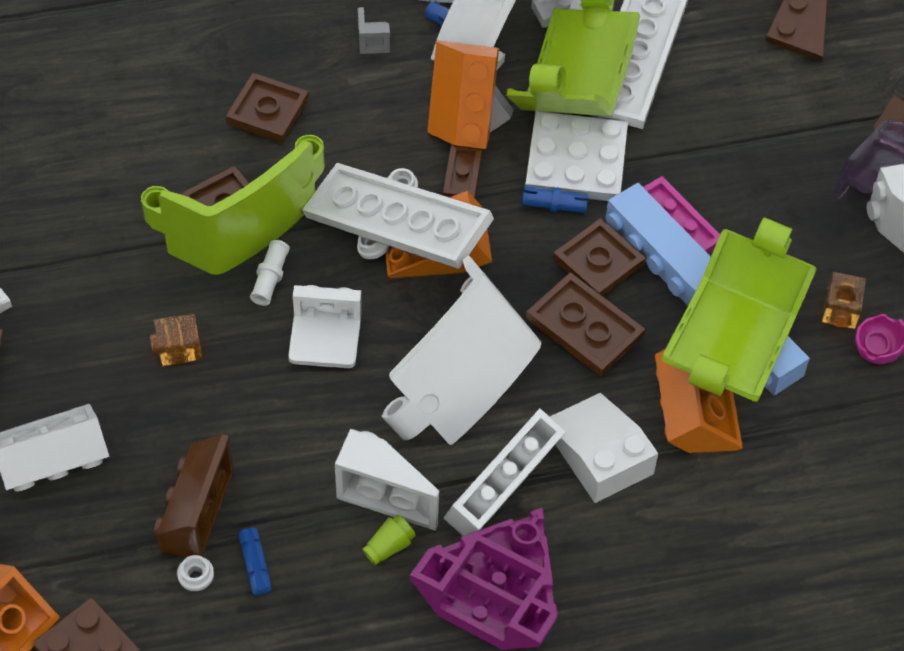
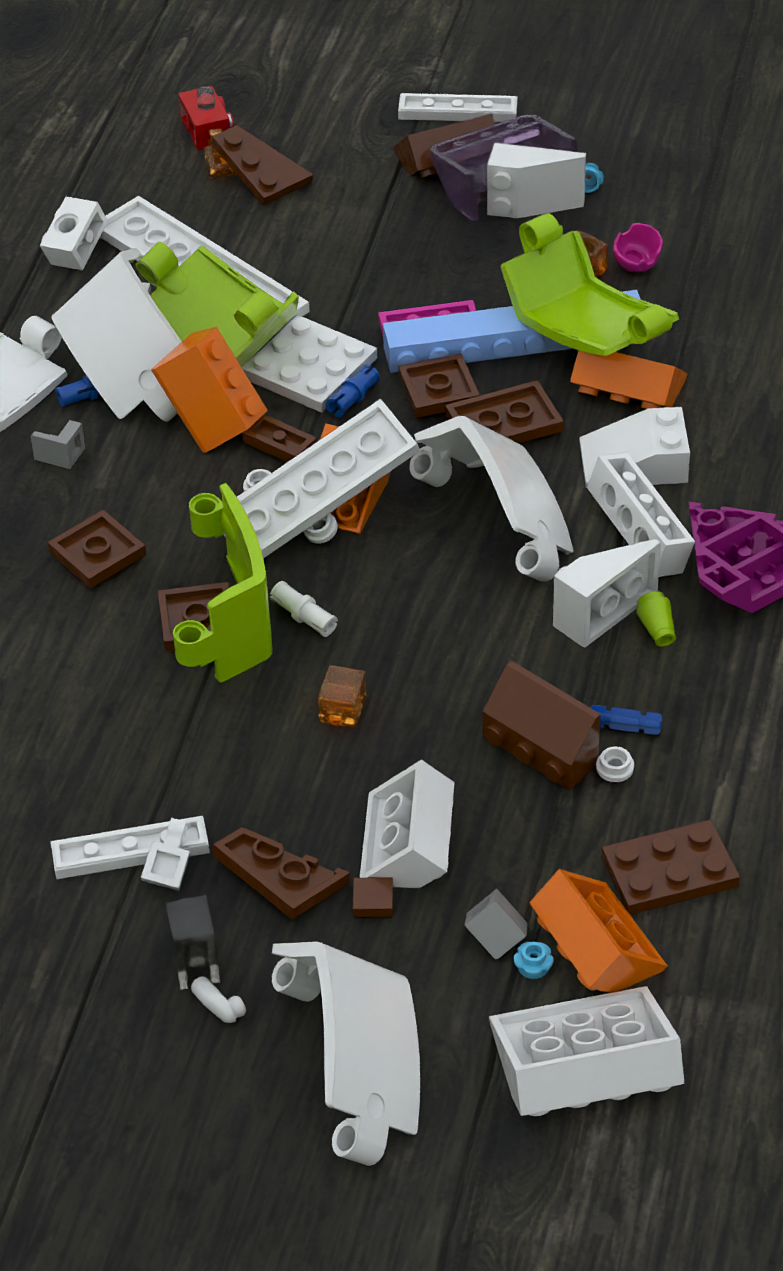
camera: 60 degrees left, 10 degrees down
(325, 326) = (395, 588): white bracket -> none

